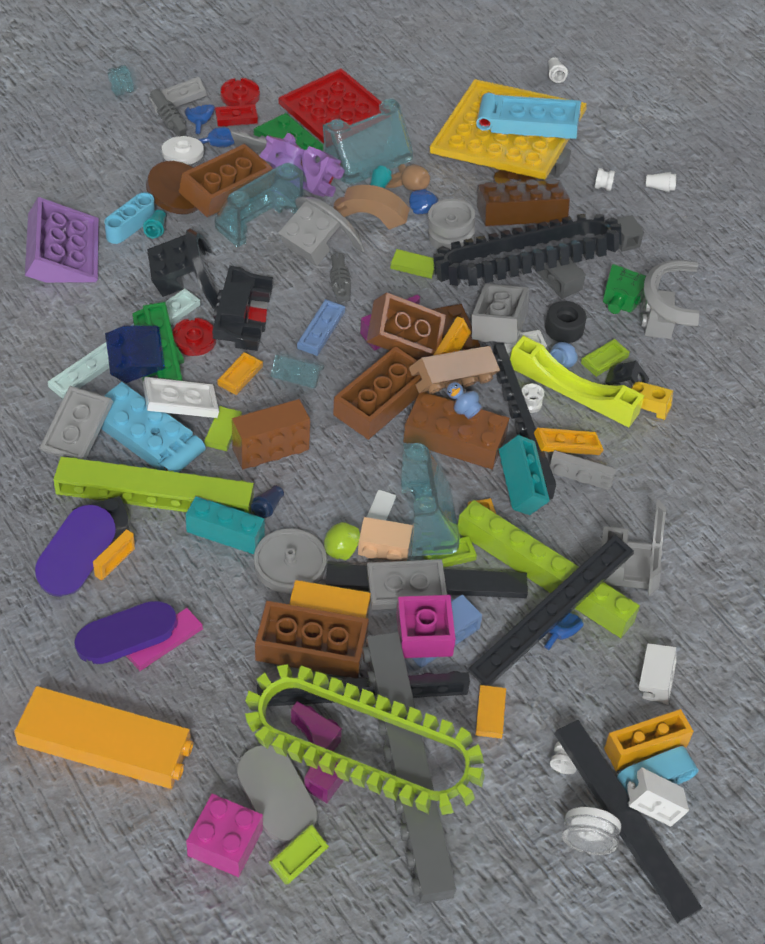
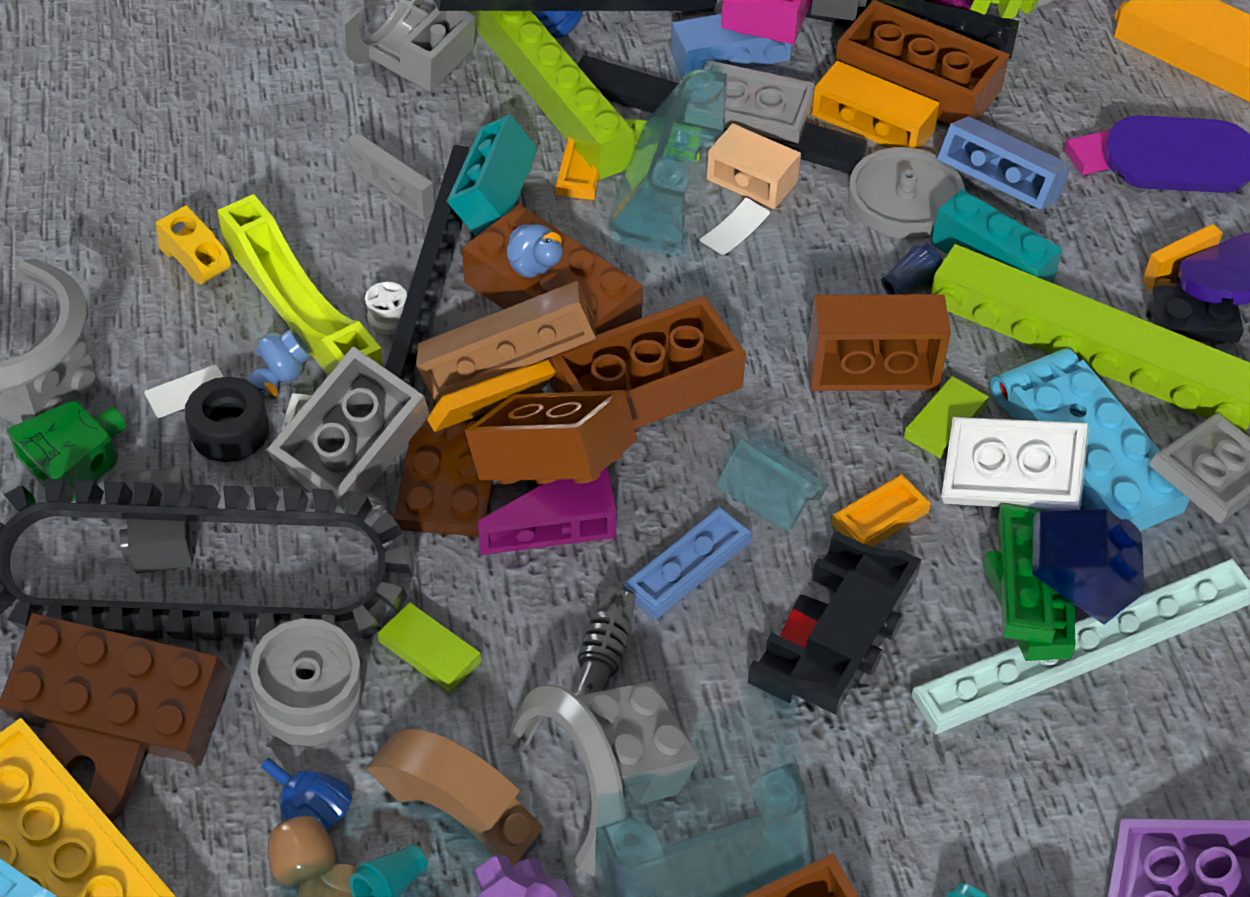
camera: 155 degrees left, 0 degrees up
(178, 258) = (945, 743): black piece -> none
(194, 337) = (947, 617): red tile -> none
(235, 583) = (1004, 162): none -> medium blue brick
(341, 540) = (825, 174): lime hair -> none
(568, 441) = (383, 211): light orange tile -> none
(598, 339) = (174, 394): none -> white sticker
(605, 357) = (202, 351): lime tile -> none
(625, 372) = (202, 300): black bracket -> none

